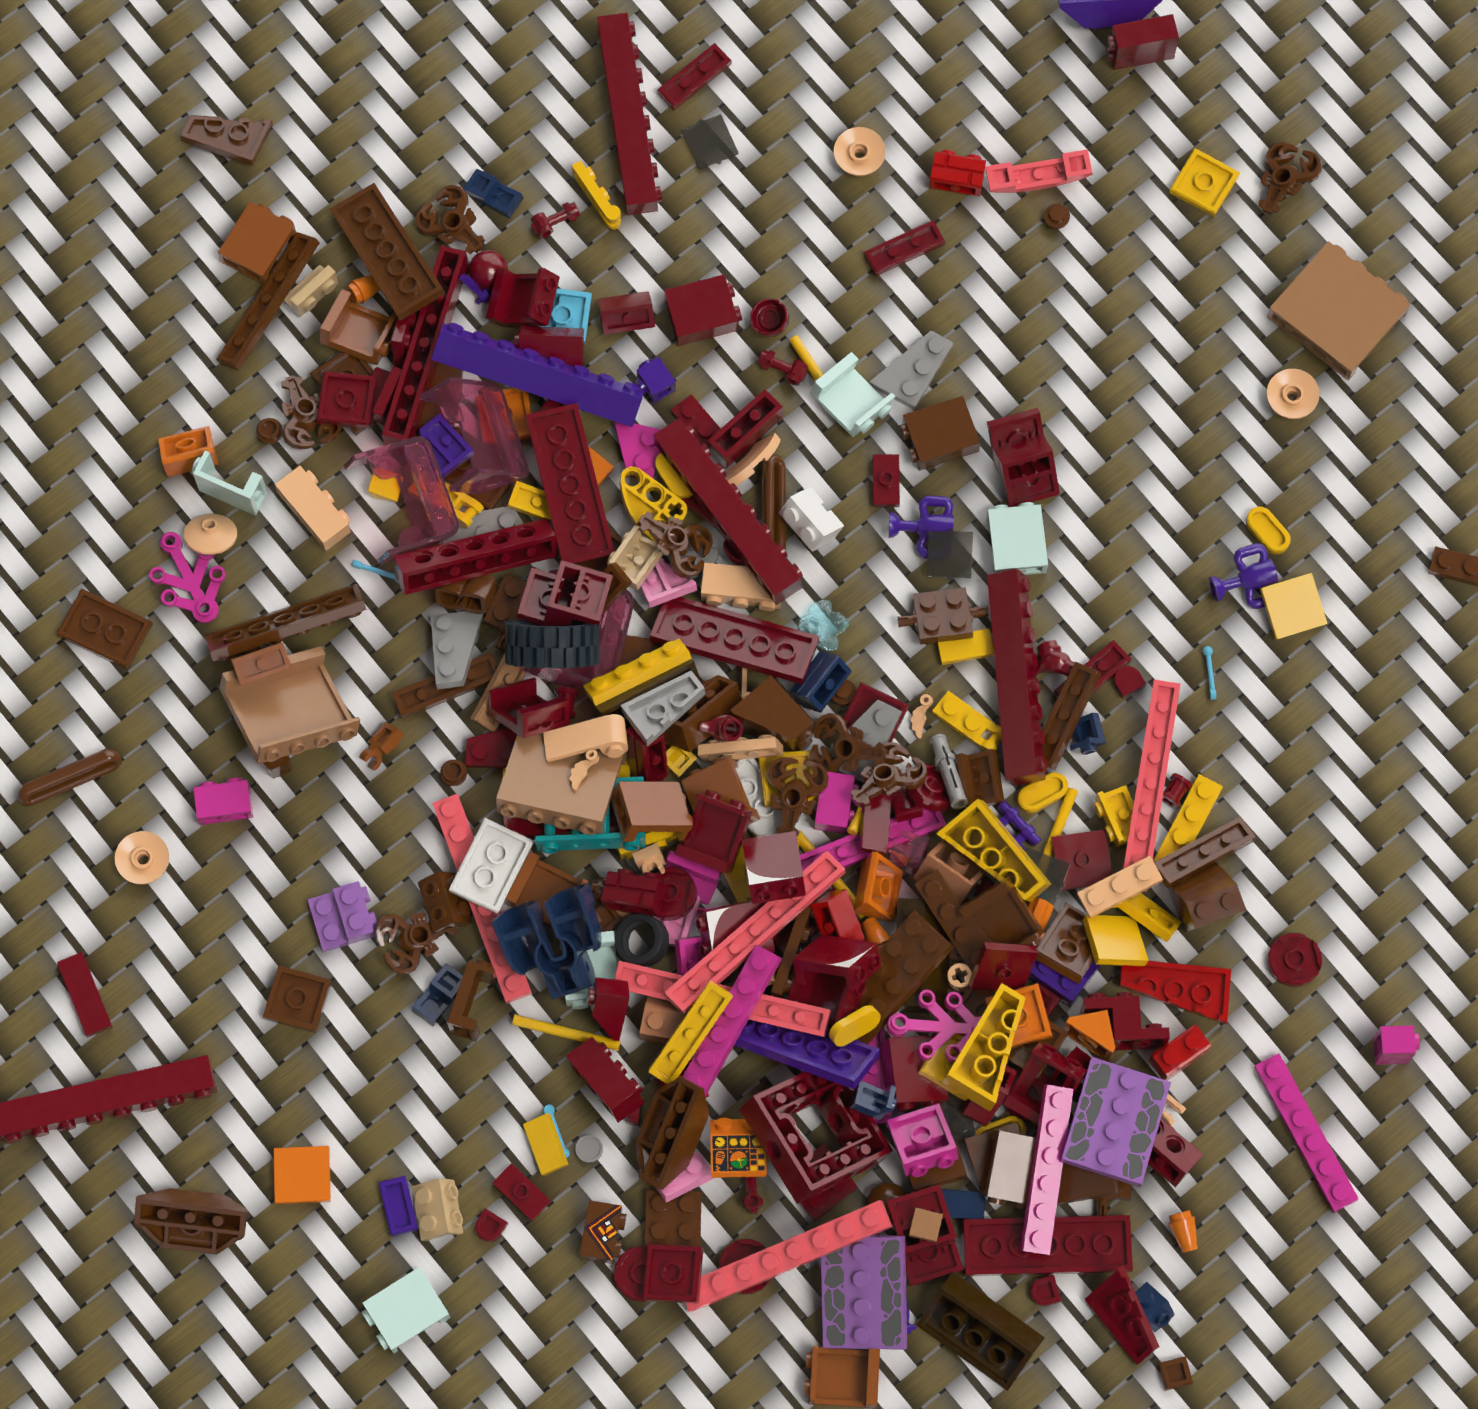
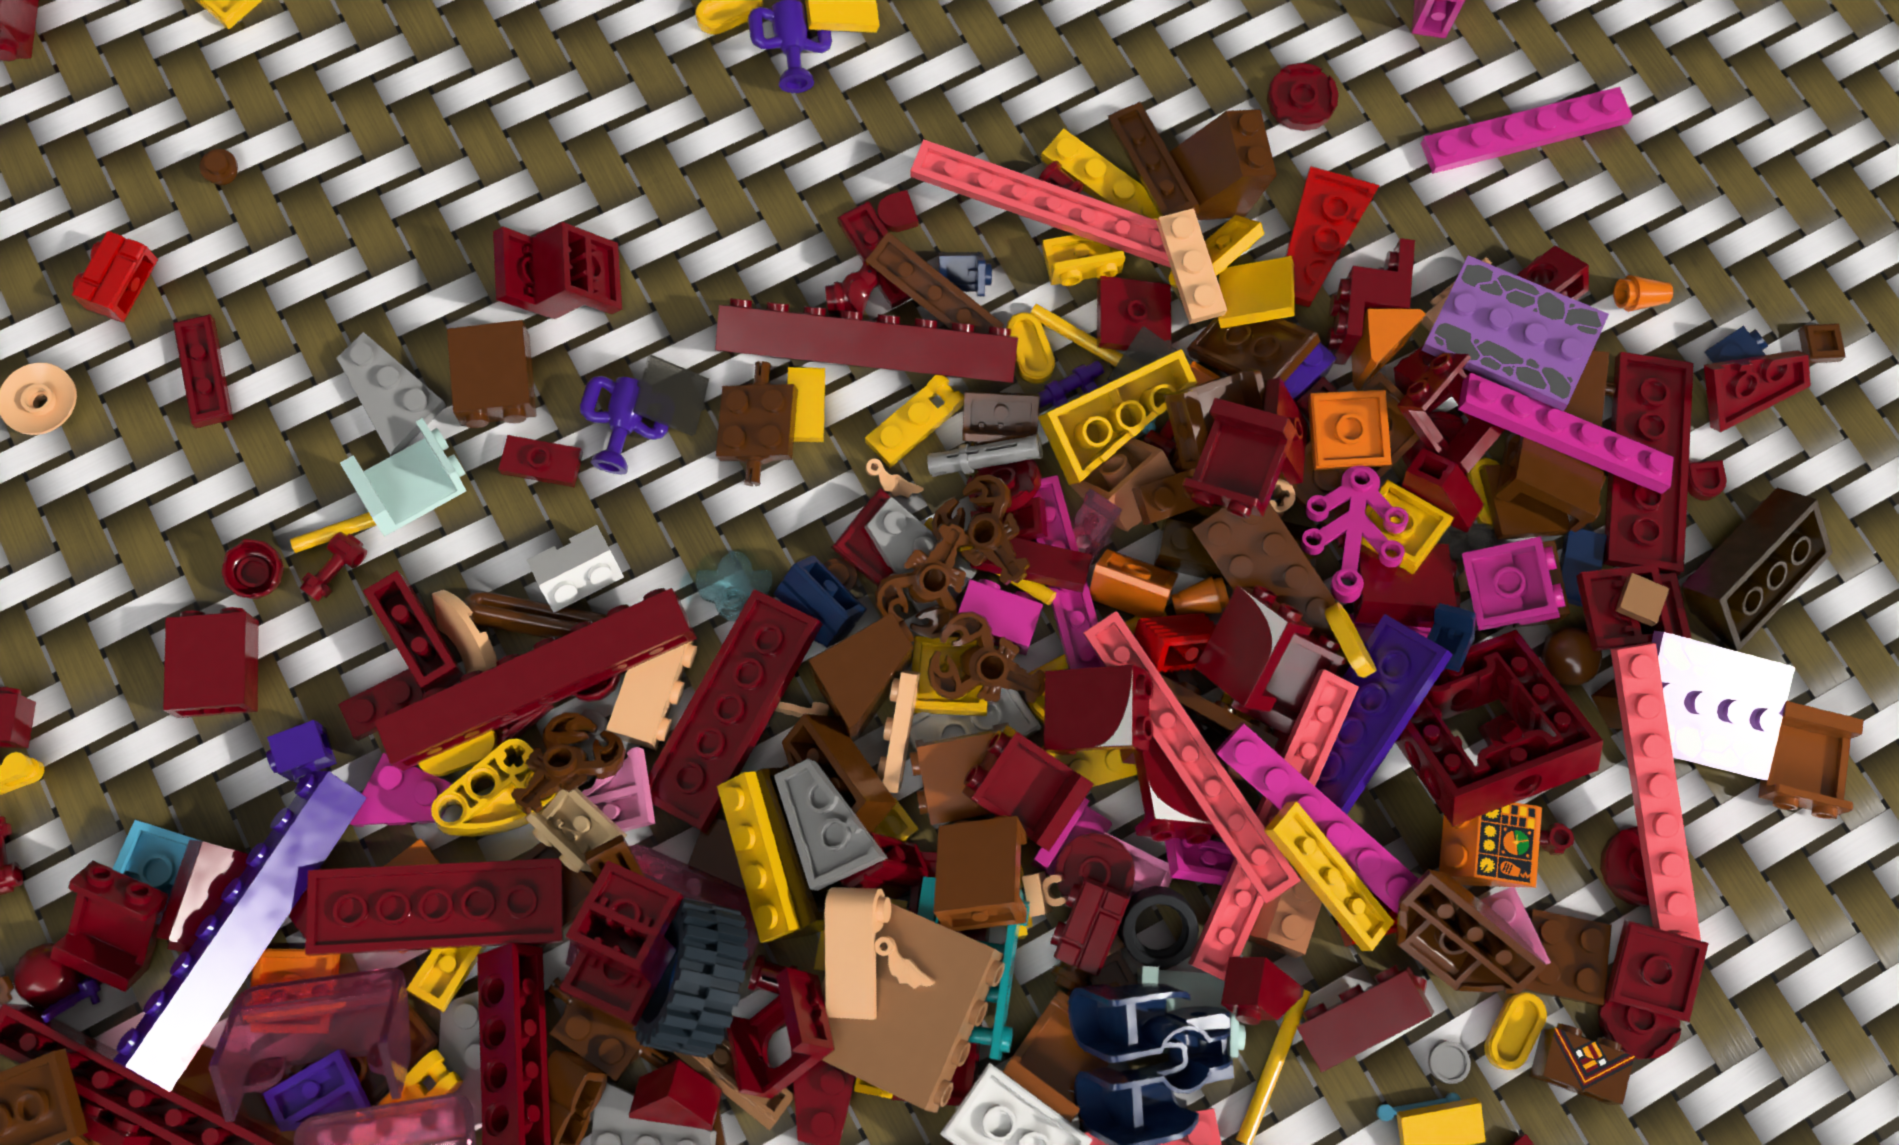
camera: 85 degrees left, 0 degrees up
(479, 656) = (676, 1097): none -> dark red slope
(617, 1190) = (1515, 1031): none -> yellow tile
(626, 312) = (182, 775): dark red panel -> none
(722, 728) = (872, 744): dark red animal -> none
(962, 927) = (1240, 459): none -> dark red panel
(983, 1058) = (1405, 467): yellow wedge -> none
(1018, 538) = (671, 302): light aqua panel -> none
(1040, 174) = (151, 172): coral slope -> none
(1180, 1053) = (1429, 260): red brick -> none
(1207, 651) = (934, 117): medium azure hinge -> none

